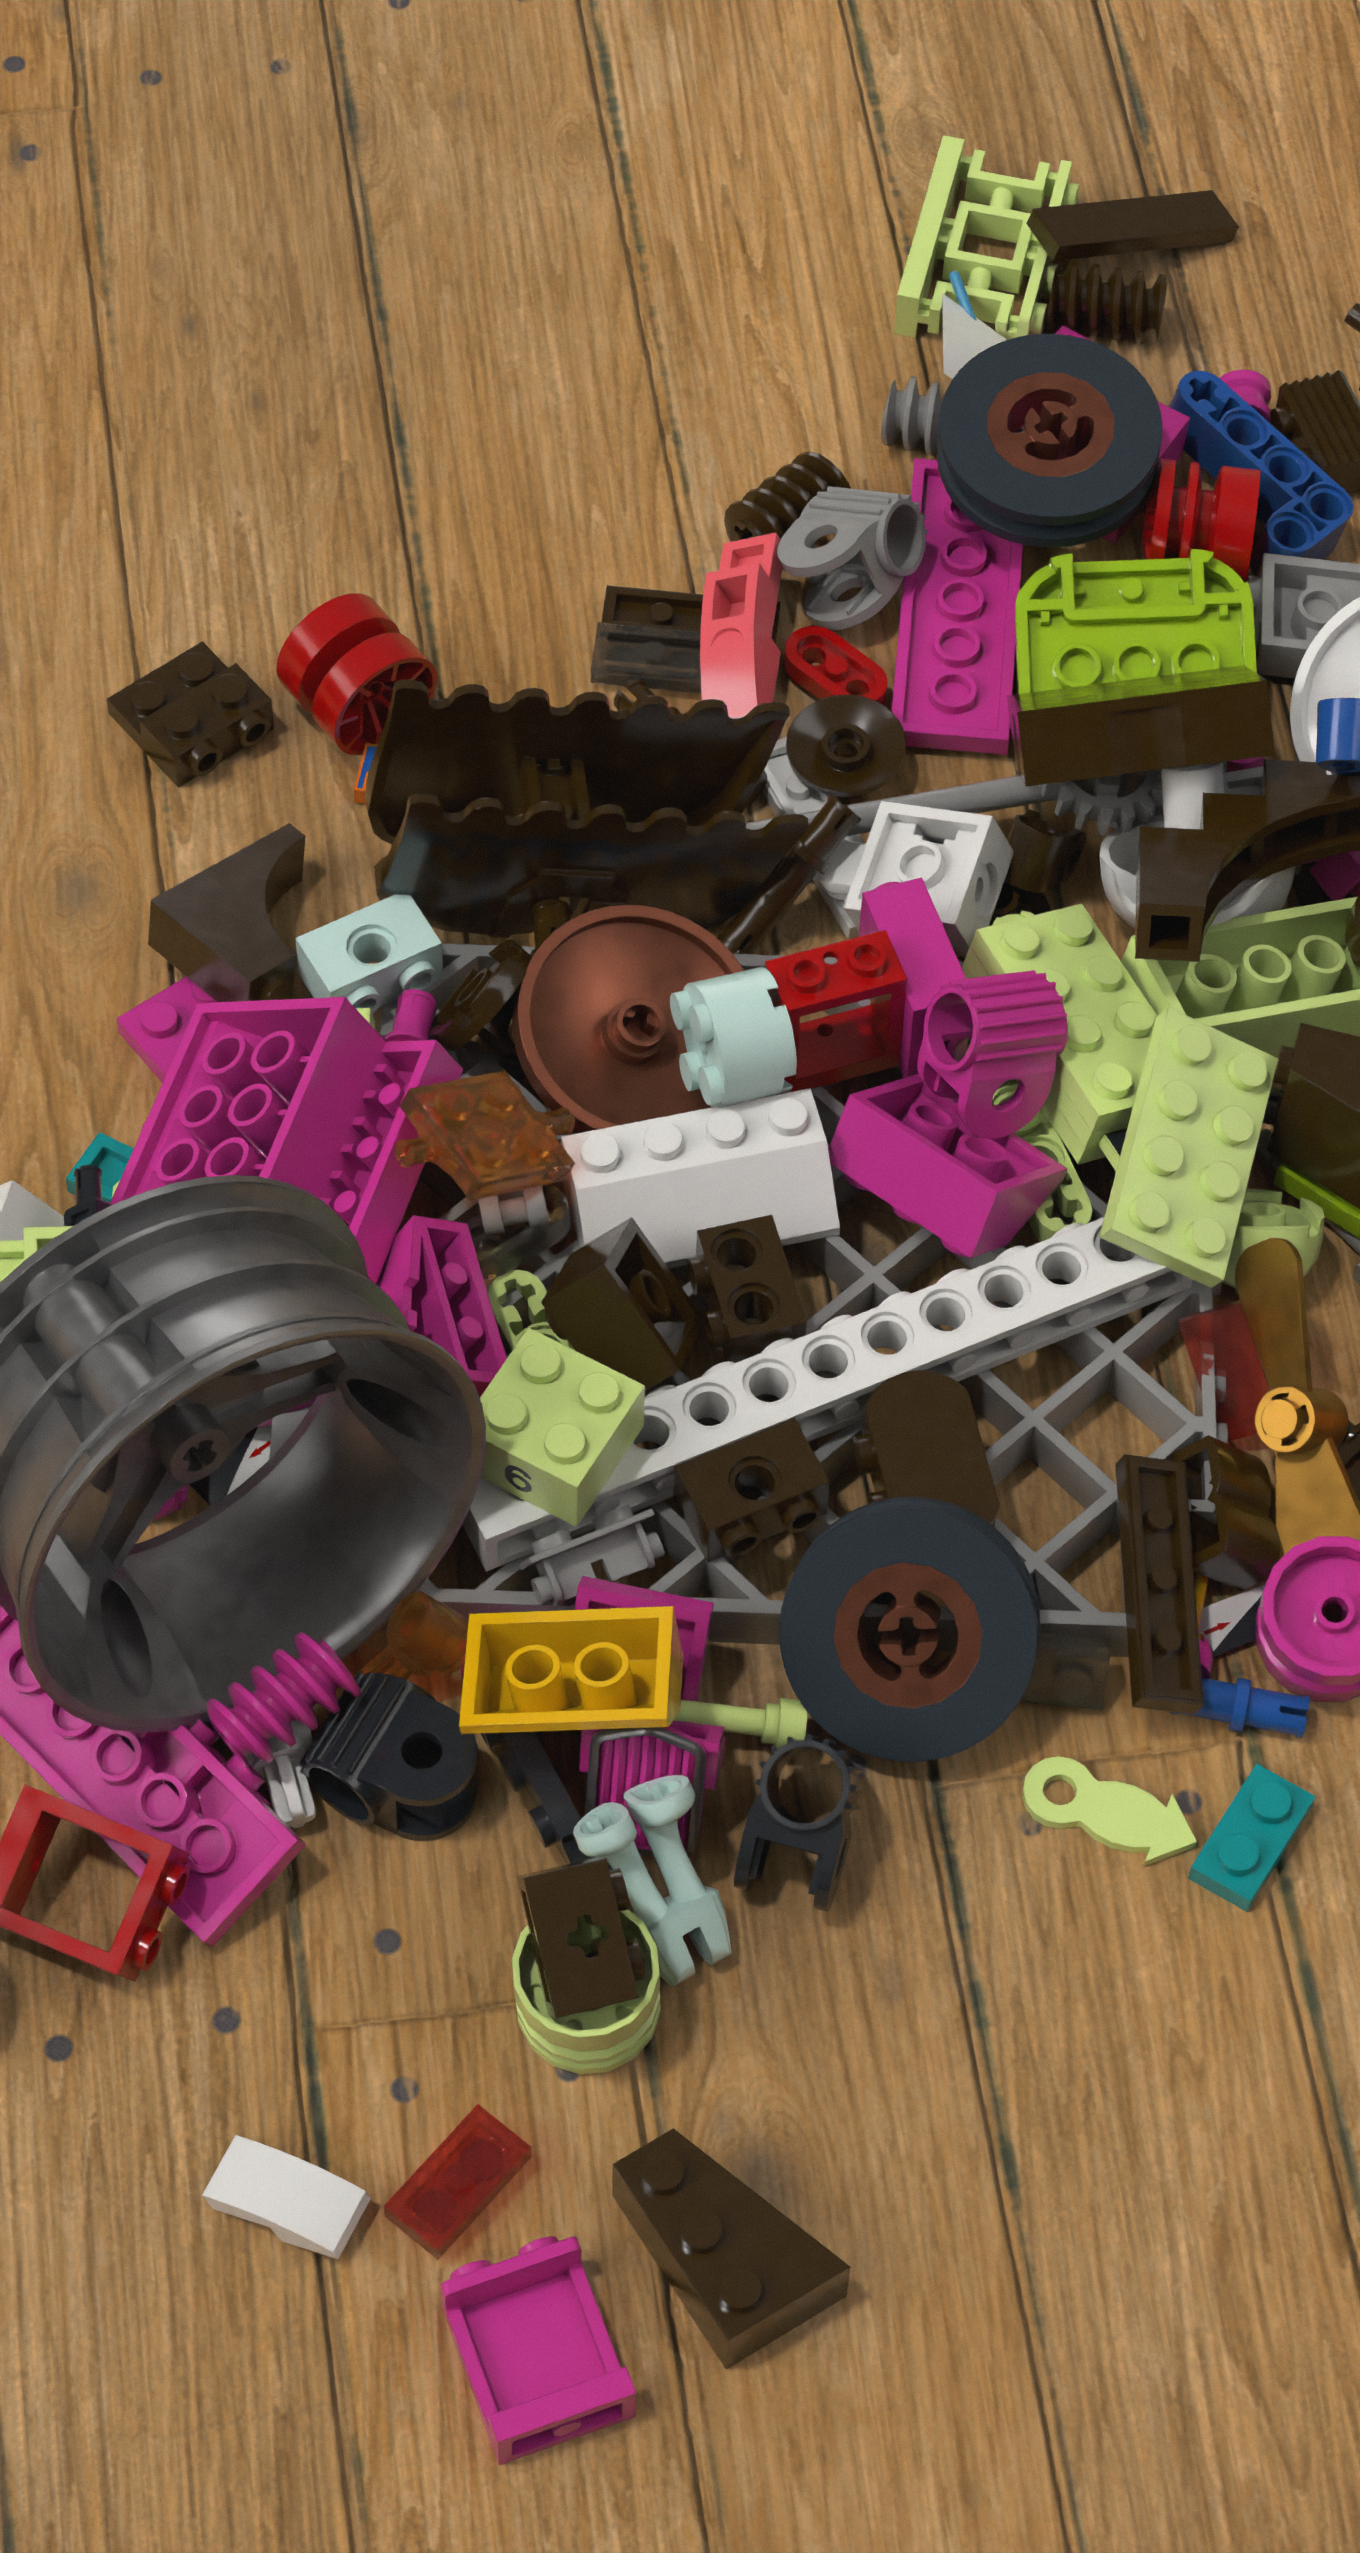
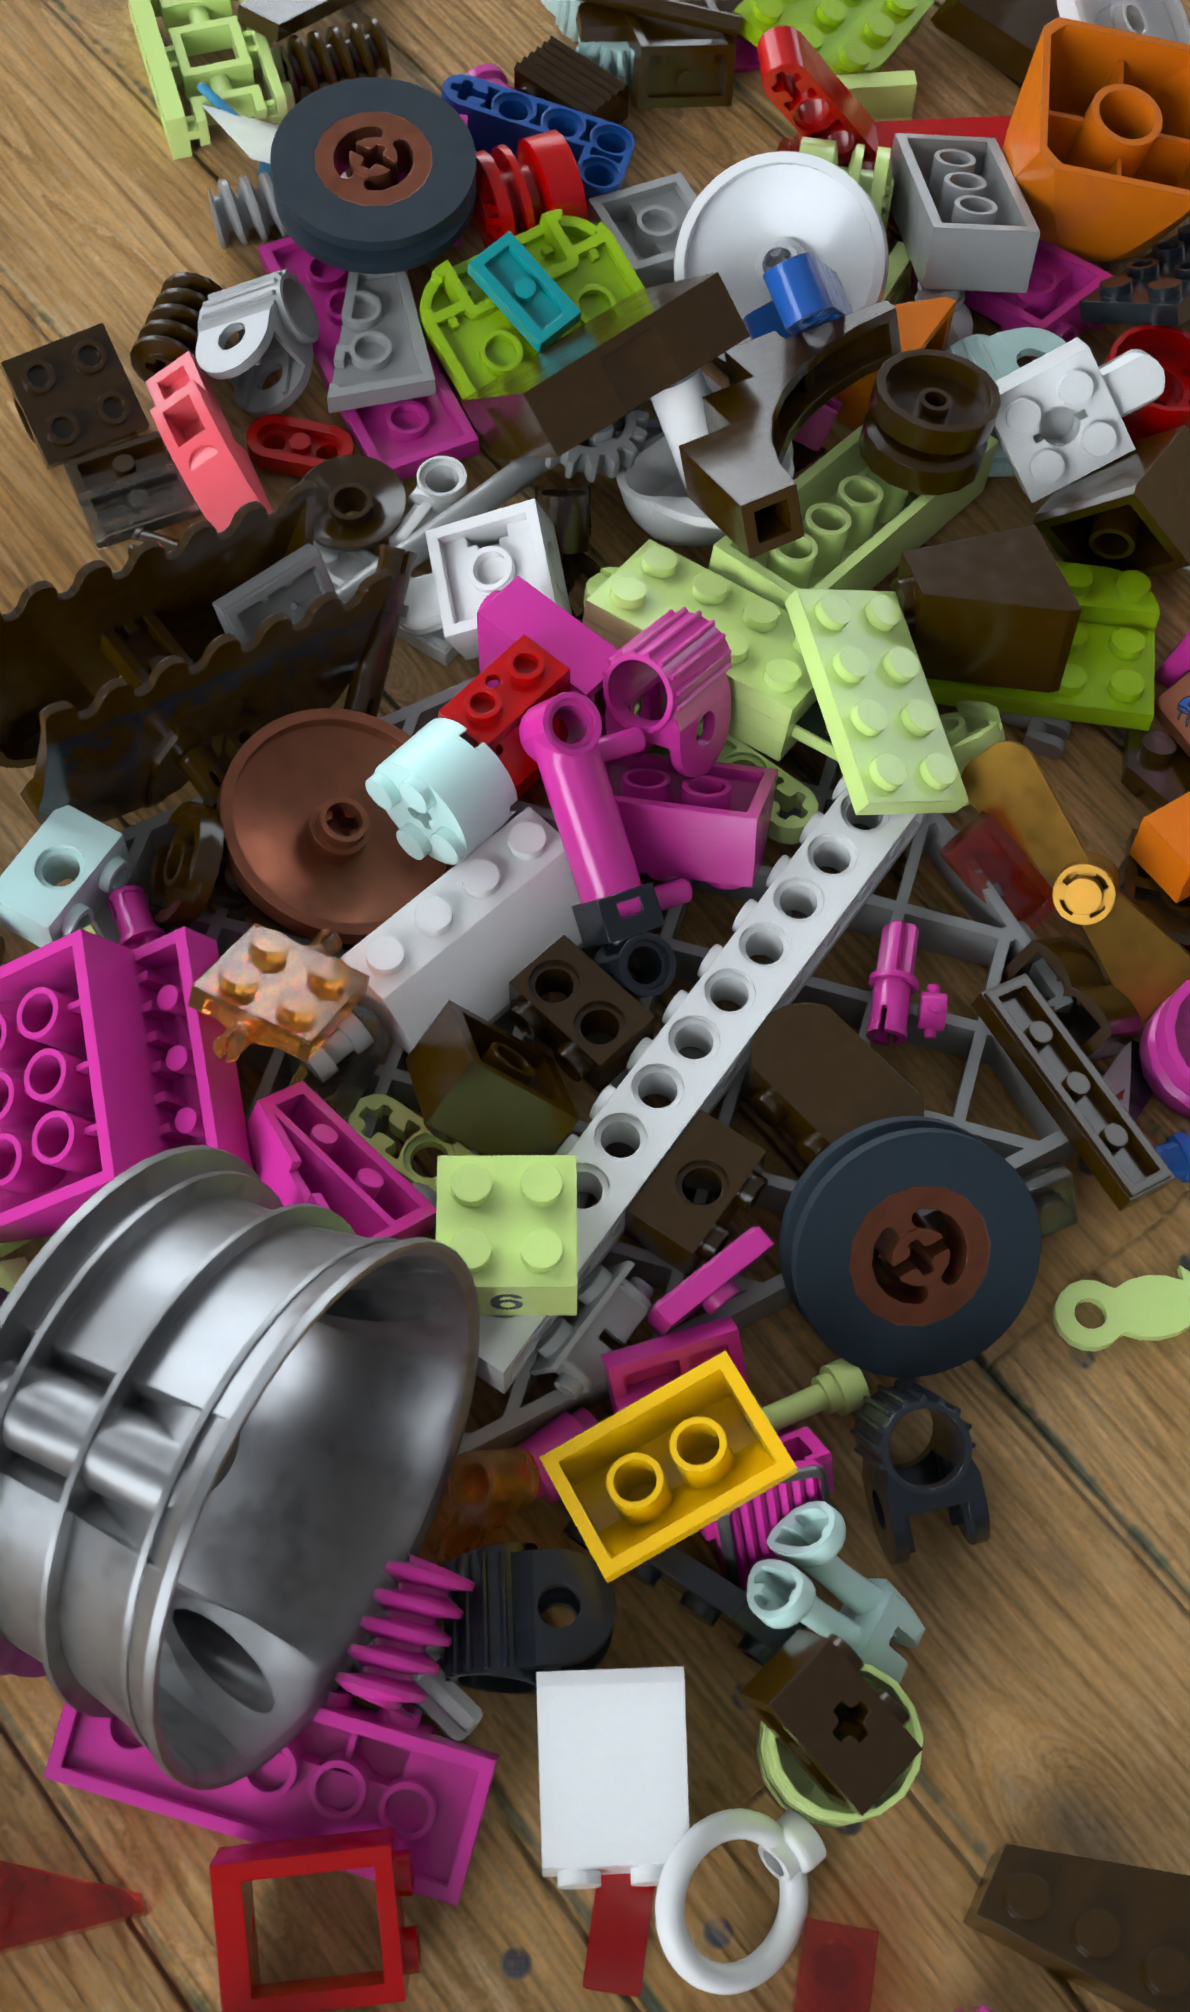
camera: 30 degrees left, 5 degrees up
(330, 2034) = (618, 1936): none -> red sticker
(389, 1906) = (611, 1772): none -> white slope
(497, 2052) = (788, 1851): none -> white piece
(651, 527) = (74, 396): none -> dark brown plate
(708, 792) = (283, 587): none -> light grey plate
(715, 1568) = (711, 1284): none -> dark pink plate
(832, 1204) = (612, 898): none -> dark pink piece
(938, 765) = (439, 486): none -> white axle
(965, 609) = (379, 345): none -> light grey wing
(1052, 1409) = (893, 983): none -> dark pink axle
(1072, 1450) = (931, 1011): none -> dark pink piece
(1125, 617) = (524, 292): none -> teal plate

